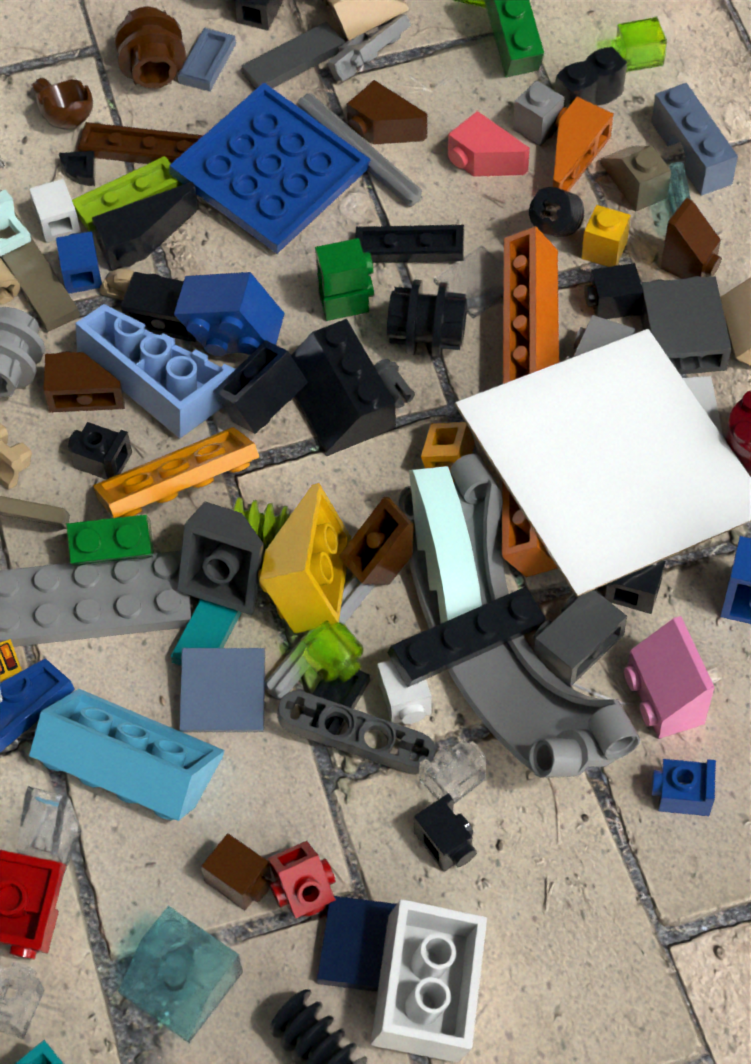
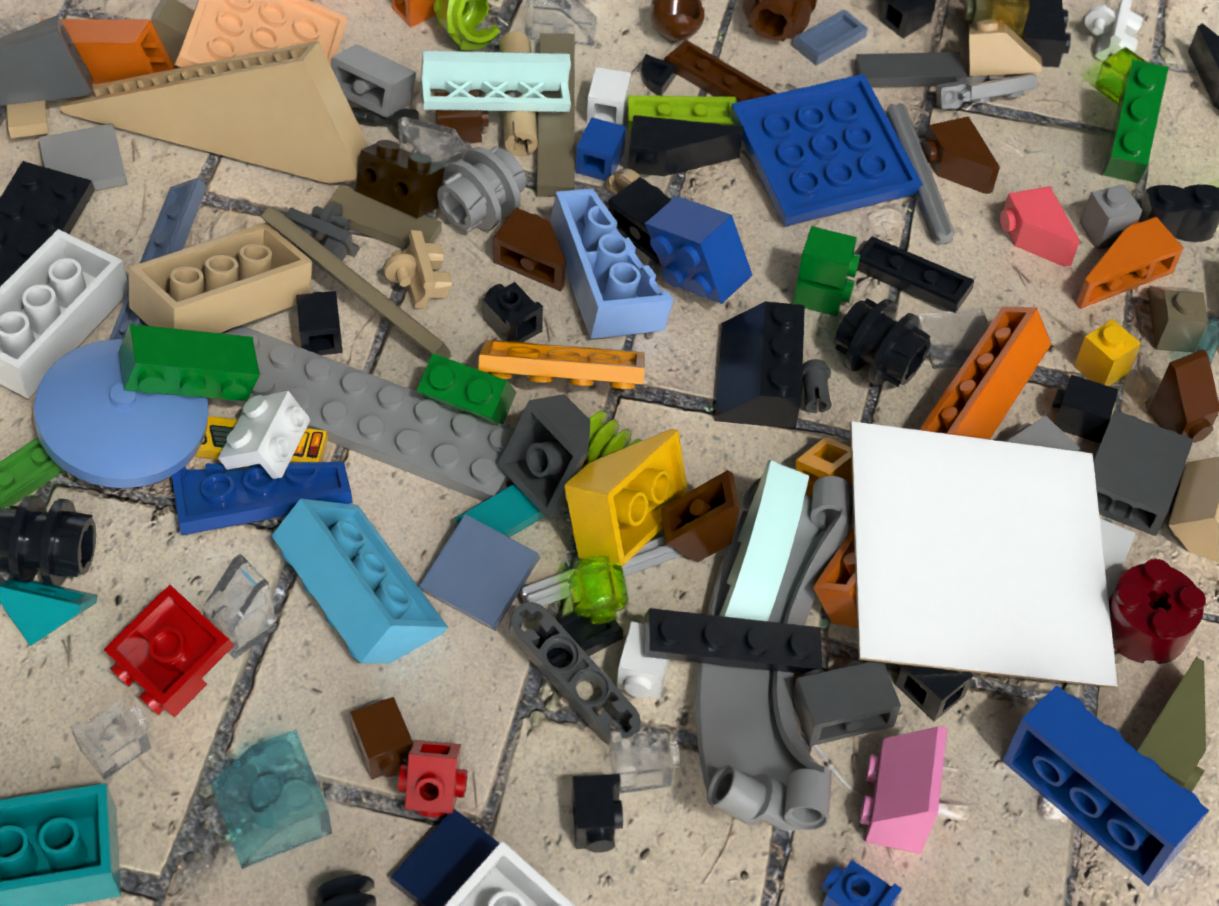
camera: 25 degrees right, 5 degrees down
(260, 386) = (688, 327): black brick -> none
(543, 209) = (1069, 307): black piece -> none

